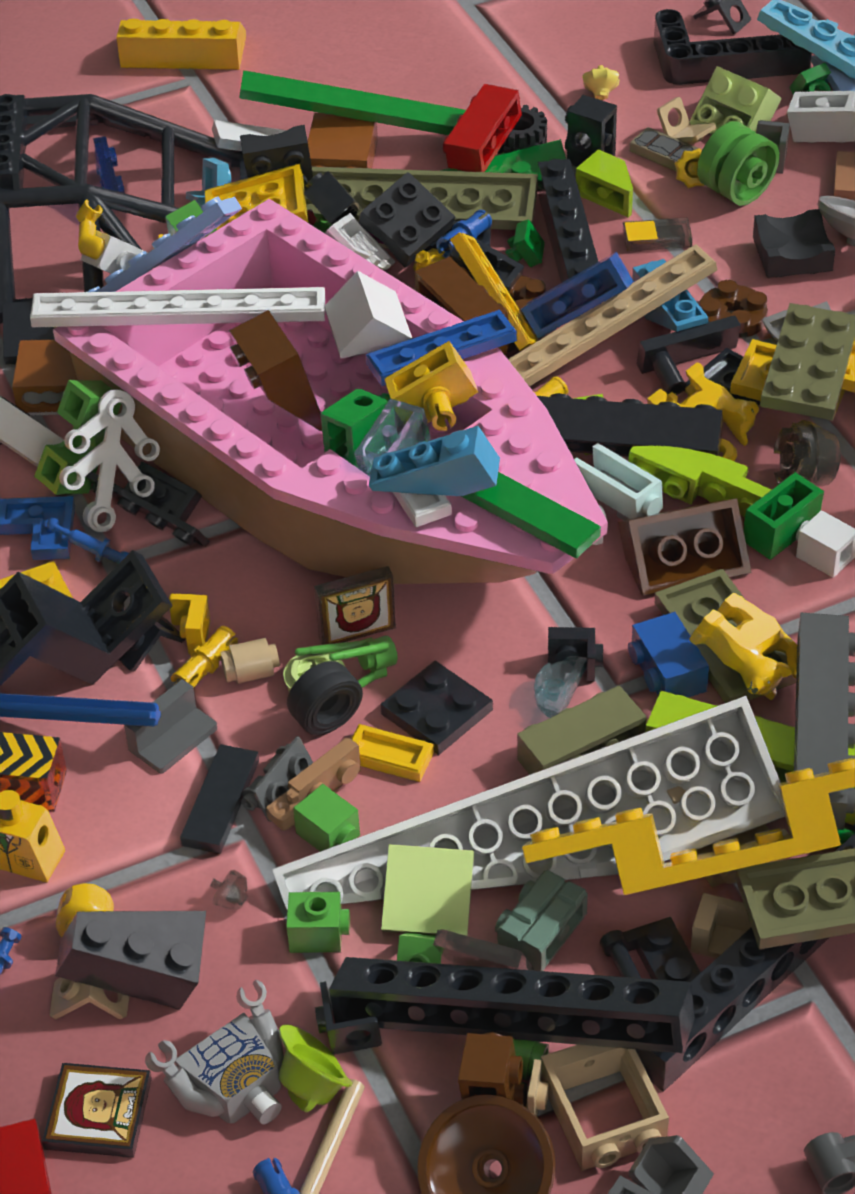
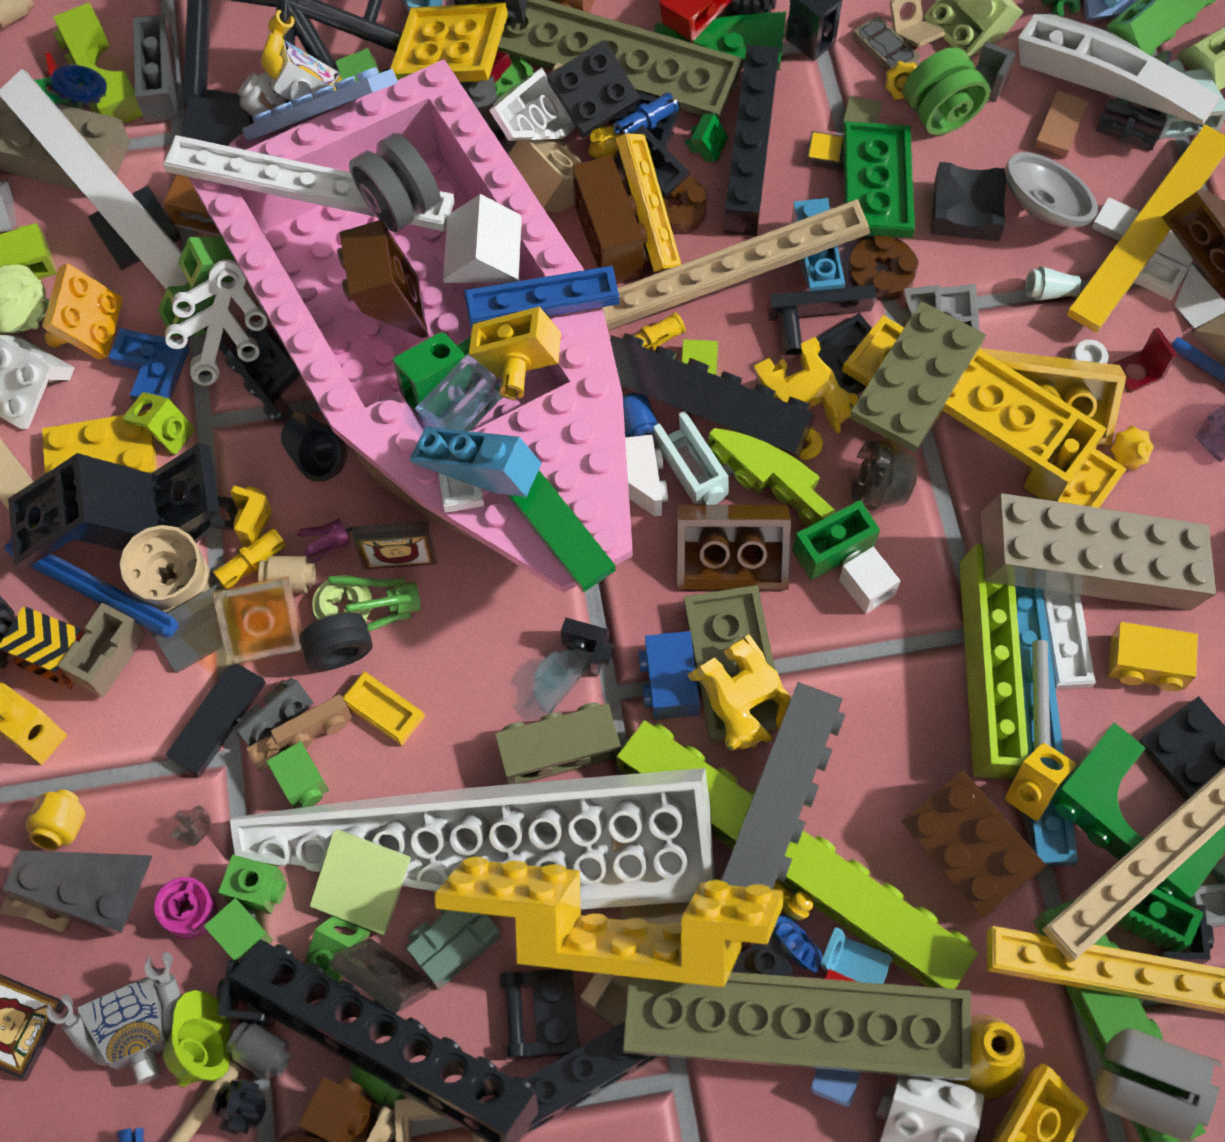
camera: 15 degrees right, 20 degrees up
(75, 558) = (162, 420): none -> lime bracket
(80, 278) = (258, 94): none -> white head
(83, 759) = (102, 650): none -> dark tan brick
(88, 543) = (185, 402): blue piece -> none
(127, 666) = (160, 555): none -> tan wheel
(235, 698) = (257, 620): none -> clear yellow slope
(238, 550) = (313, 447): none -> black piece
(266, 963) = (189, 923): none -> dark pink wheel
(274, 273) = (395, 182): none -> dark grey wheel
(278, 623) = (335, 538): none -> flat silver piece
(313, 958) = (236, 930): none -> bright green panel
(331, 198) = (525, 51): black arch -> none
(377, 1111) = (239, 1106): none -> black gear
(378, 1060) = (259, 1050): none -> flat silver brick
(437, 706) = (442, 668): black plate -> none
(577, 295) = (725, 227): blue brick -> none
(606, 182) = (810, 77): lime slope -> none
(664, 203) = (862, 110): none -> olive tile
(703, 224) = (880, 176): none -> green tile

